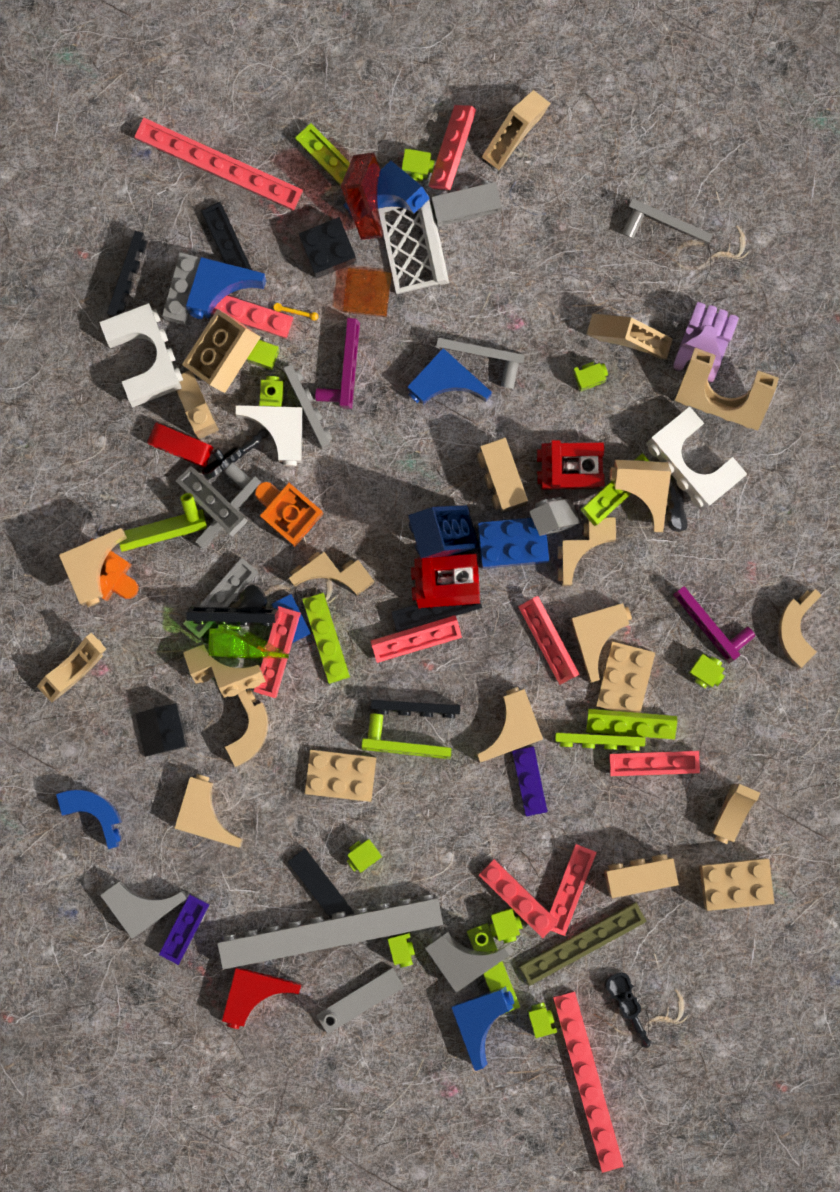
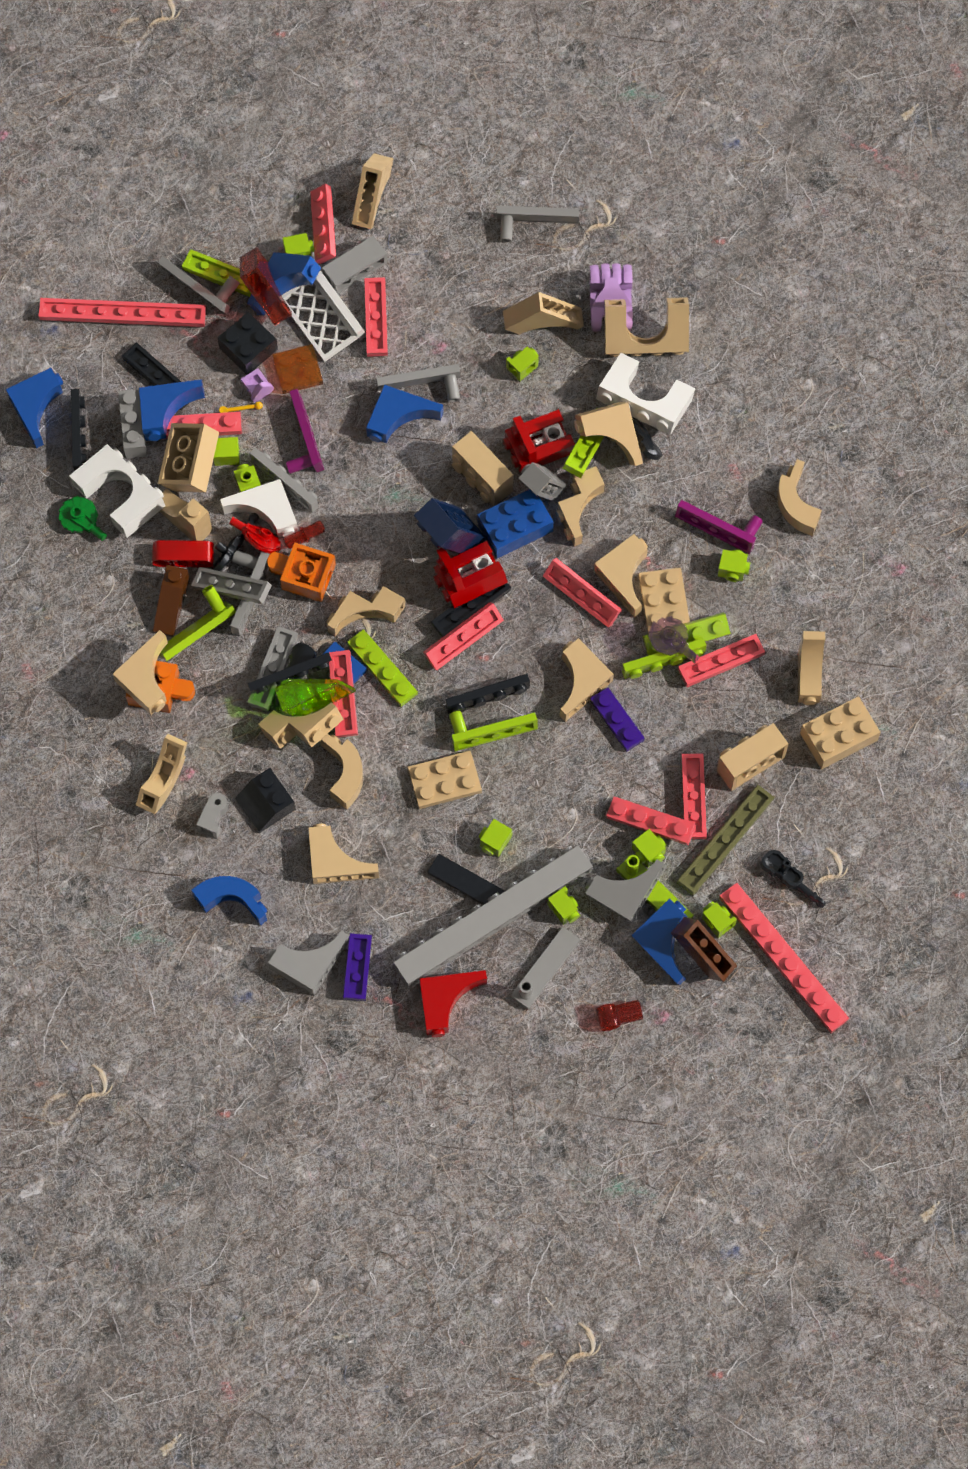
camera: 25 degrees left, 15 degrees down
(95, 222) = (32, 398): none -> blue arch
(96, 364) = (79, 516): none -> green piece
(105, 723) = (211, 815): none -> light grey leg
(149, 489) = (171, 600): none -> reddish brown slope
(258, 459) = (258, 536): none -> red piece
(304, 471) = (304, 534): none -> clear red axle
(314, 188) = (218, 300): none -> light grey piece
(321, 294) = (257, 385): none -> lavender tile
(404, 1075) = (613, 1016): none -> clear red piece
(465, 268) = (376, 317): none -> coral plate
(512, 1051) = (703, 949): none -> reddish brown brick
(611, 727) = (670, 637): none -> piece

